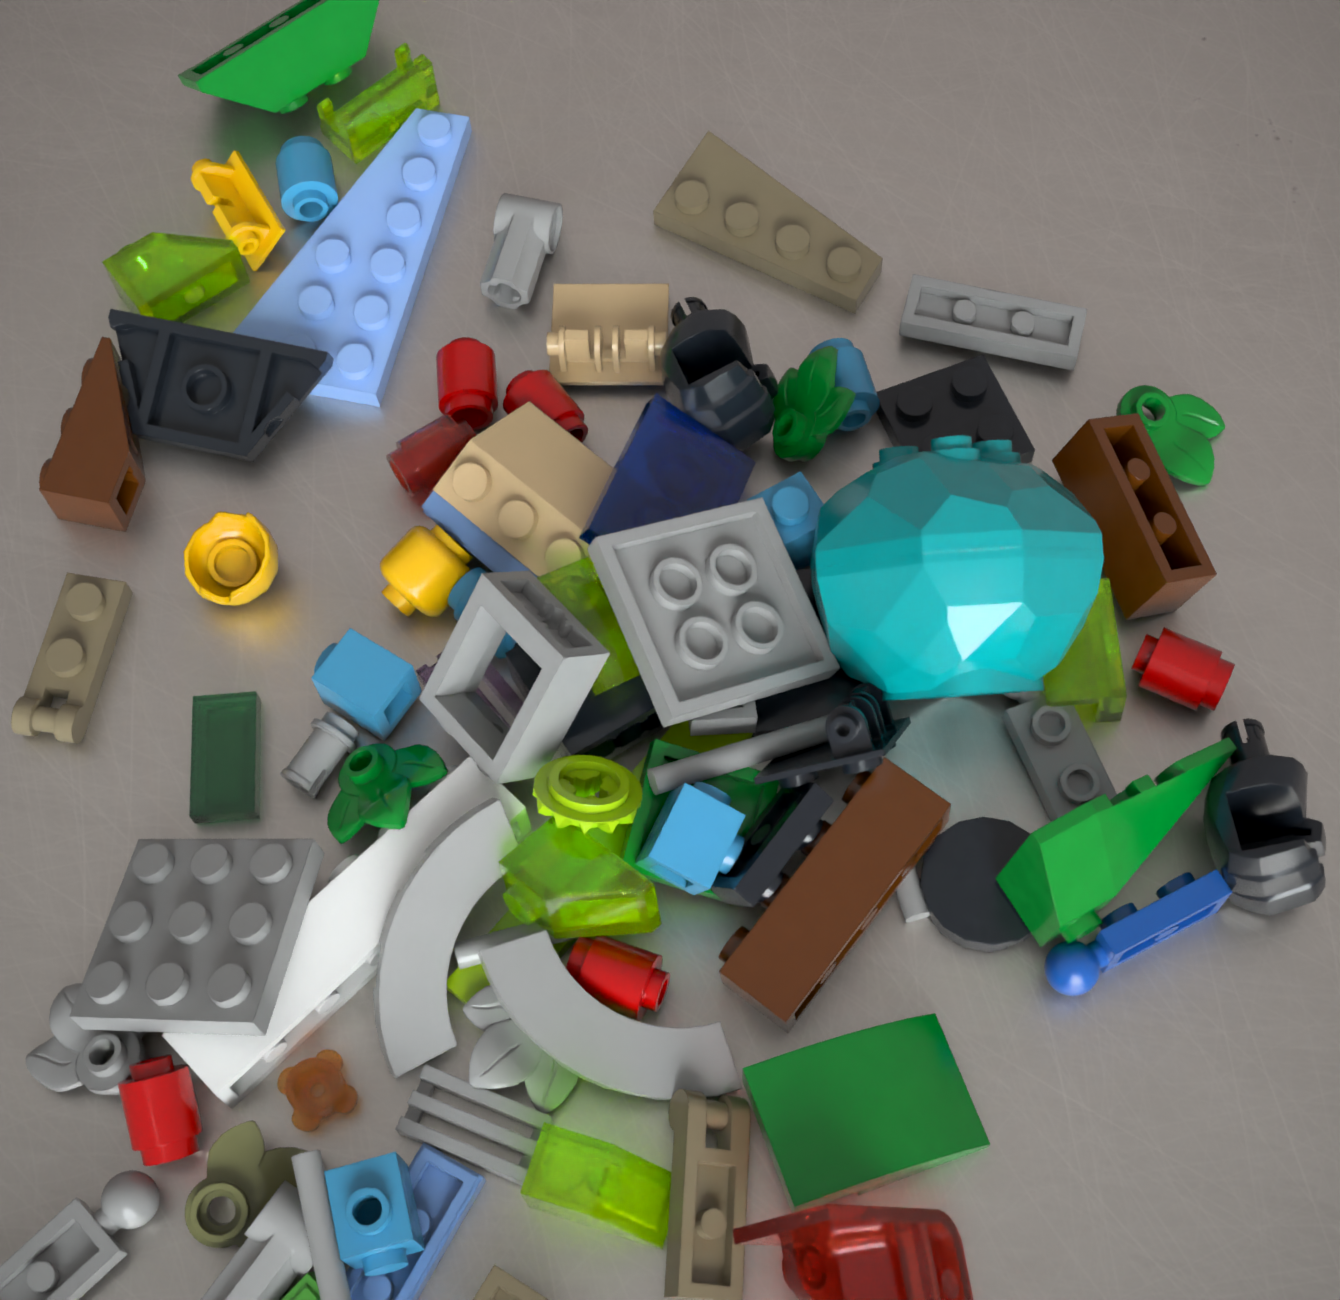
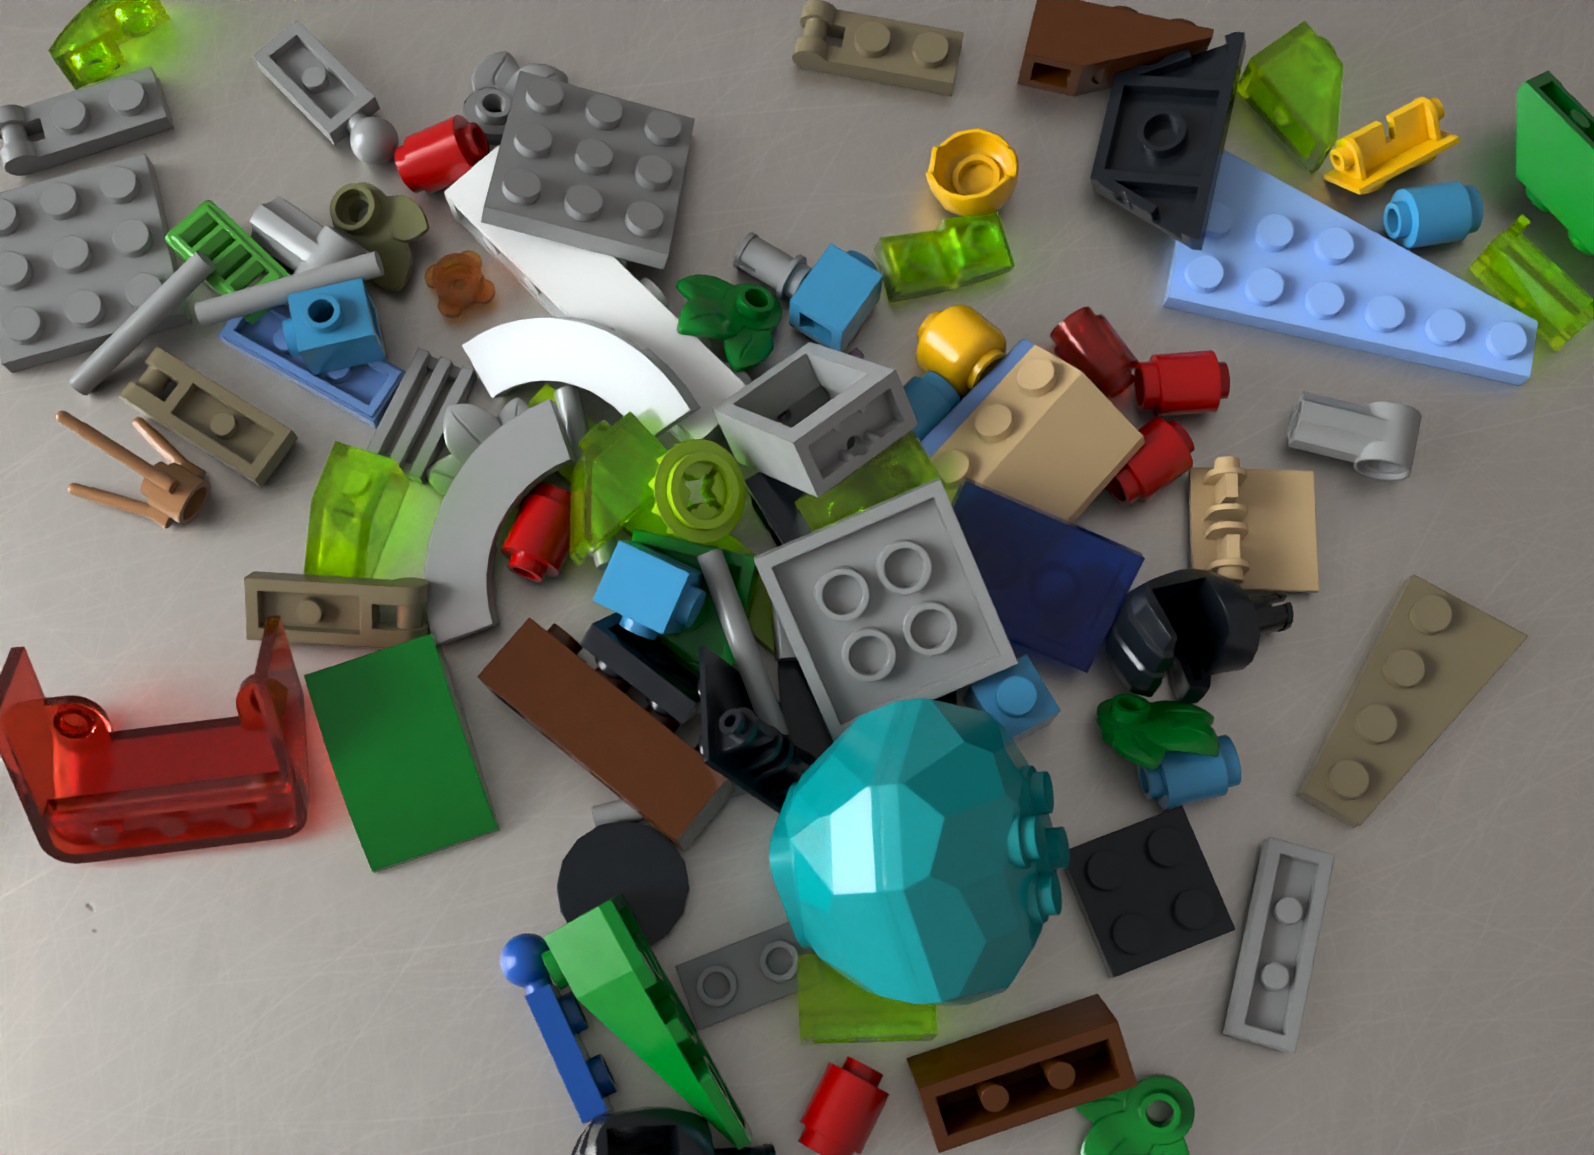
camera: 85 degrees right, 10 degrees up
(225, 757) = (776, 187): clear green tile -> none
(316, 590) = (945, 259): none -> clear neon green slope

